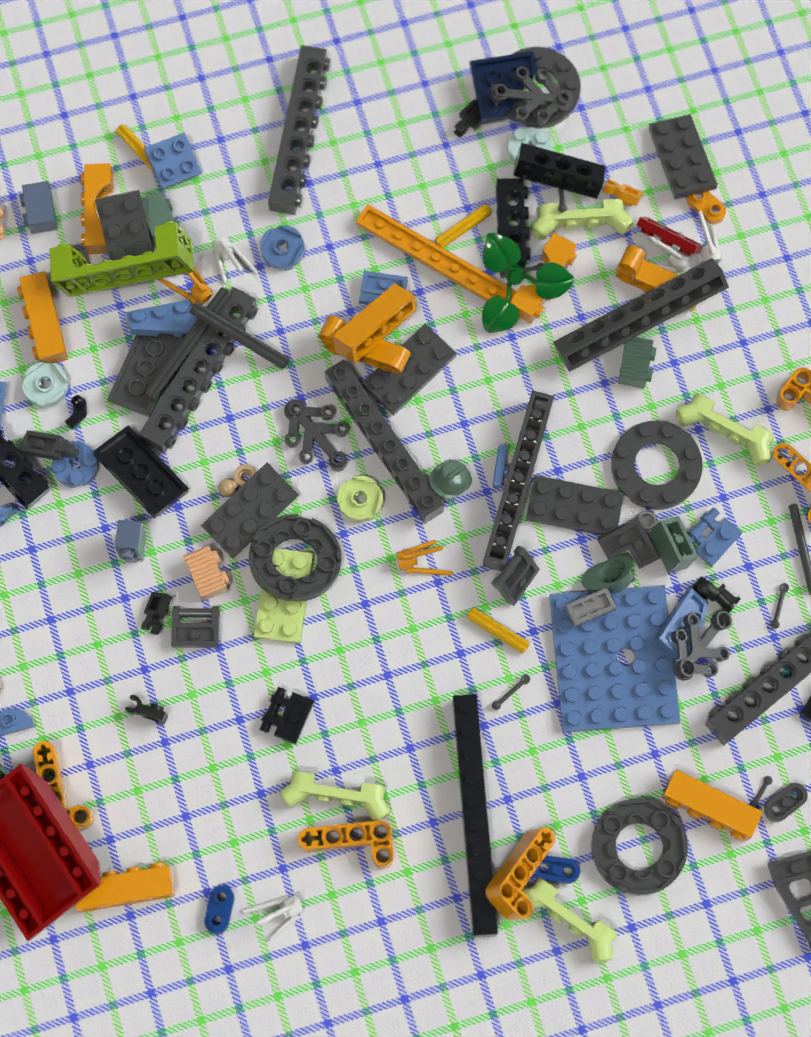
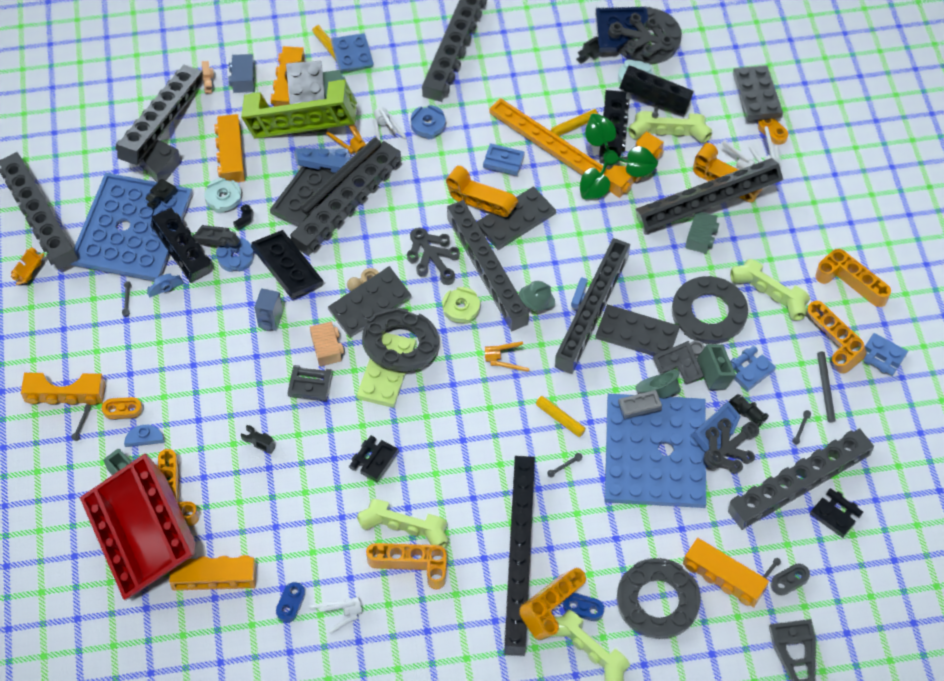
camera: 10 degrees right, 15 degrees down
(155, 609) = (279, 365): pearl dark grey plate -> none
(239, 335) = (383, 174): dark grey axle -> none
(374, 323) = (492, 175): light orange brick -> none
(521, 576) = (584, 377): dark grey plate -> none
(628, 194) = (711, 115): light orange plate -> none
(669, 236) = (740, 145): red plate -> none

